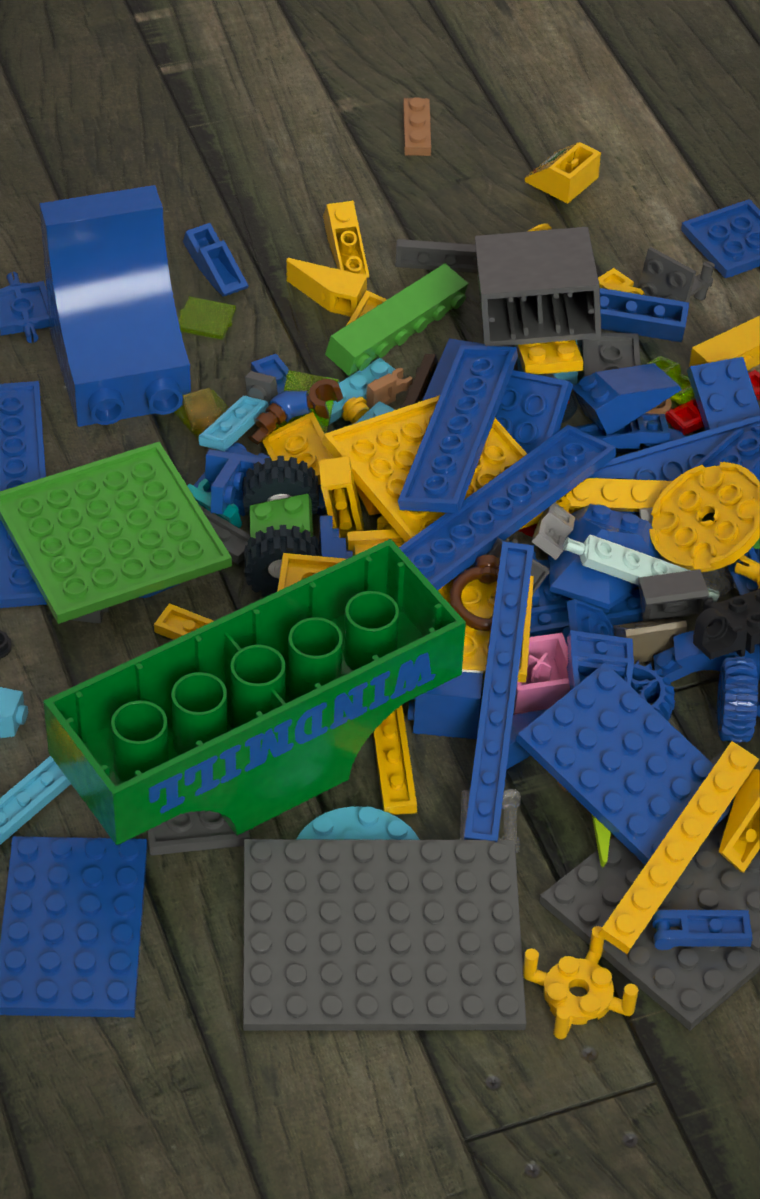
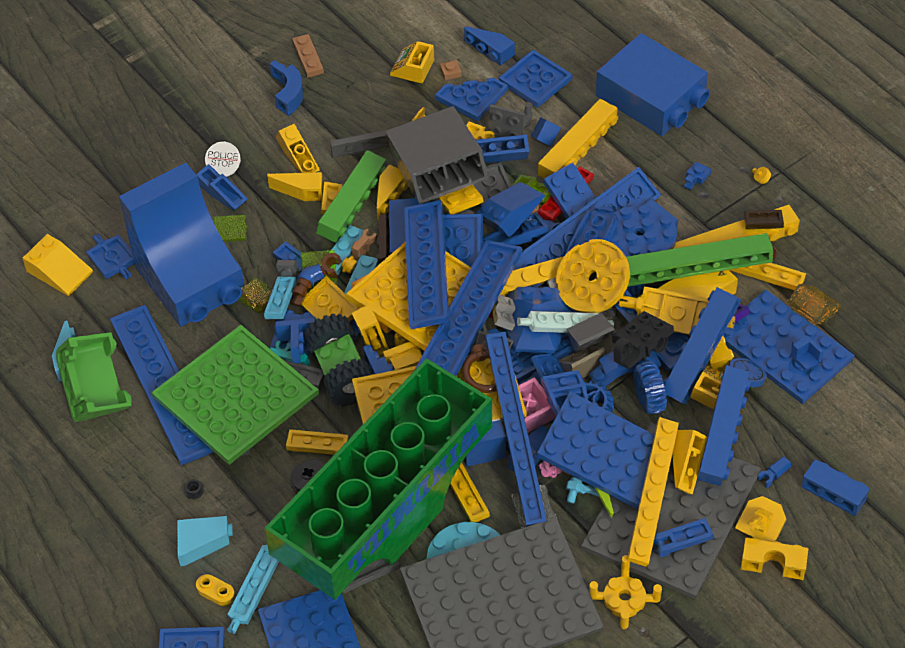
camera: 15 degrees left, 5 degrees up
(236, 223) = (223, 158): none -> white piece
(374, 166) = (292, 94): none -> blue arch
(459, 321) = (390, 187): none -> yellow slope
(537, 775) = (549, 470): none -> bright pink plant
(566, 808) = (575, 486): none -> medium azure piece
(616, 196) = (450, 70): none -> medium nougat plate
(630, 237) = (472, 97): none -> blue plate
(691, 178) = (492, 44): none -> blue slope
(723, 311) = (545, 131): none -> blue panel

